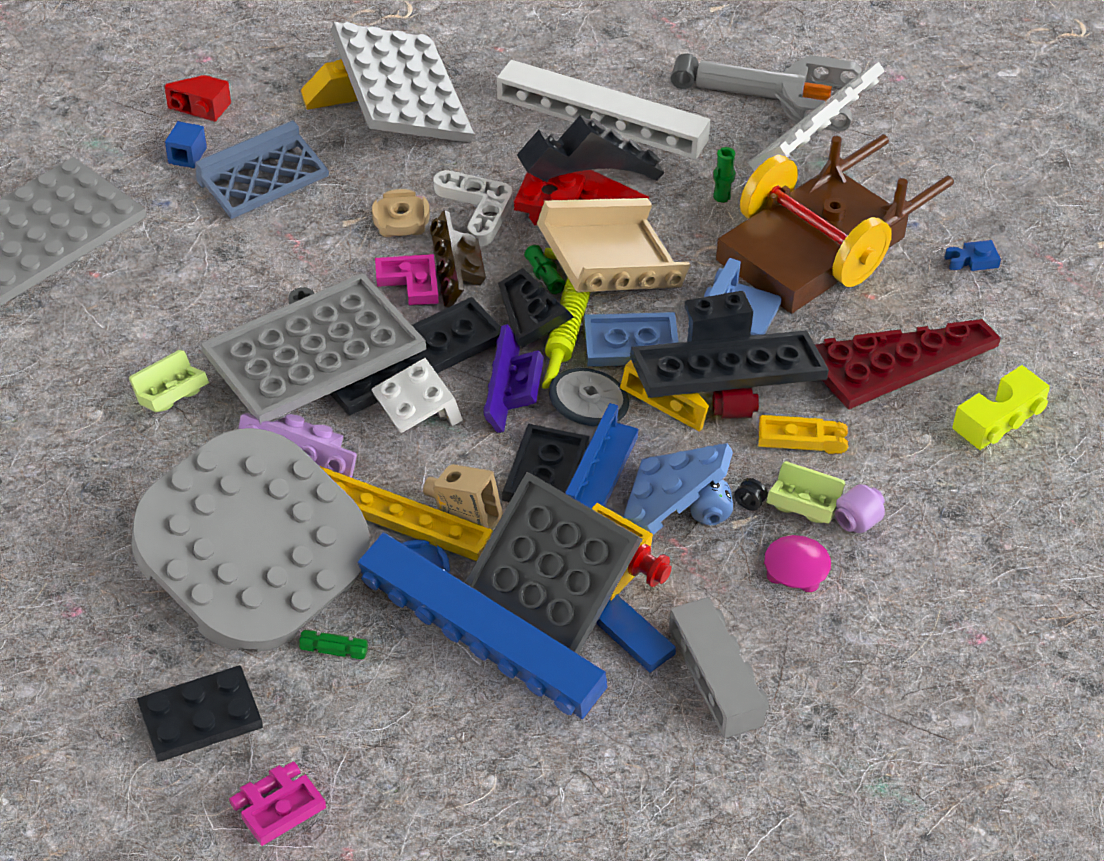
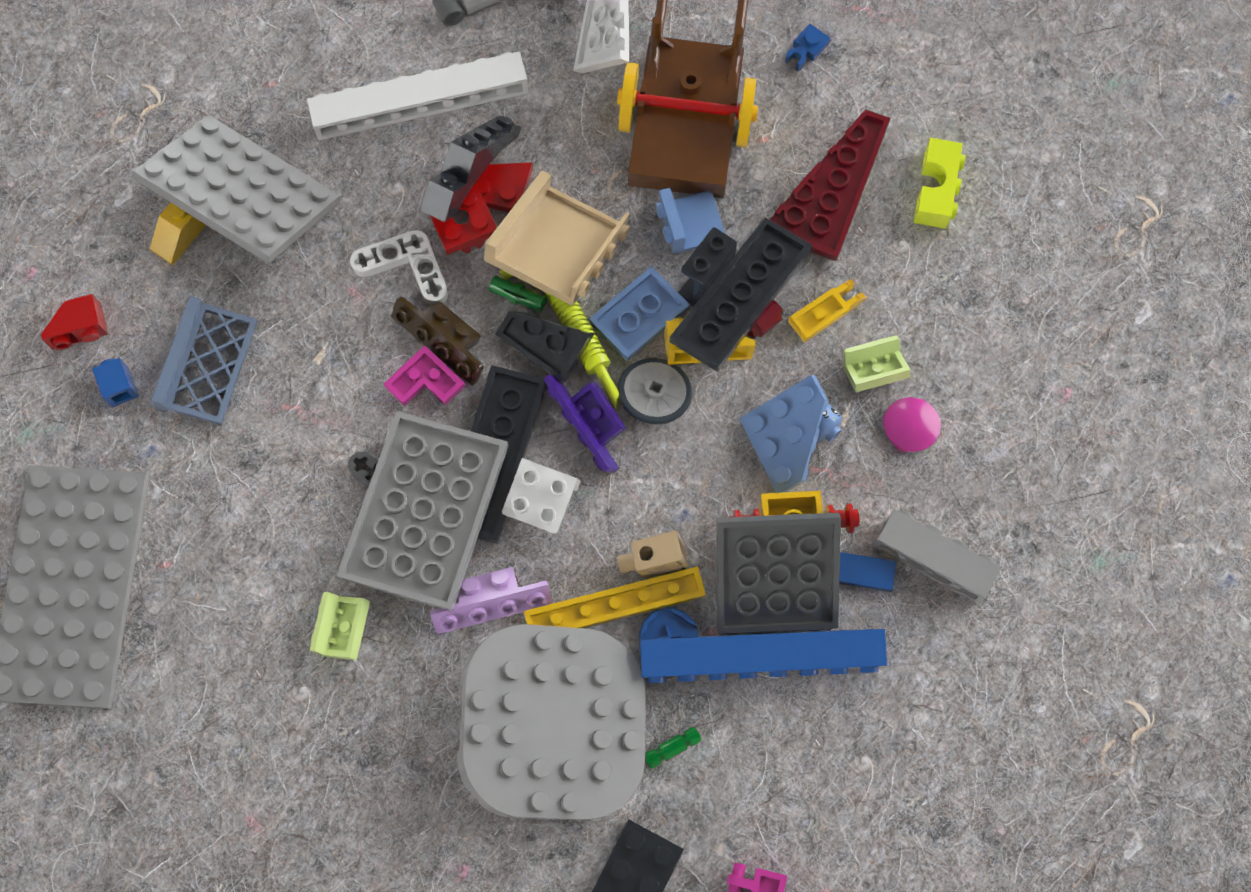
camera: 40 degrees left, 25 degrees up
(412, 221) = (357, 336): tan plate -> none
(547, 455) = (678, 477): black tile -> none
(603, 460) = (720, 451): blue fence -> none
(724, 174) = (579, 103): green pin -> none
(751, 494) = (838, 392): black bush -> none
(860, 508) = (921, 349): lavender head -> none

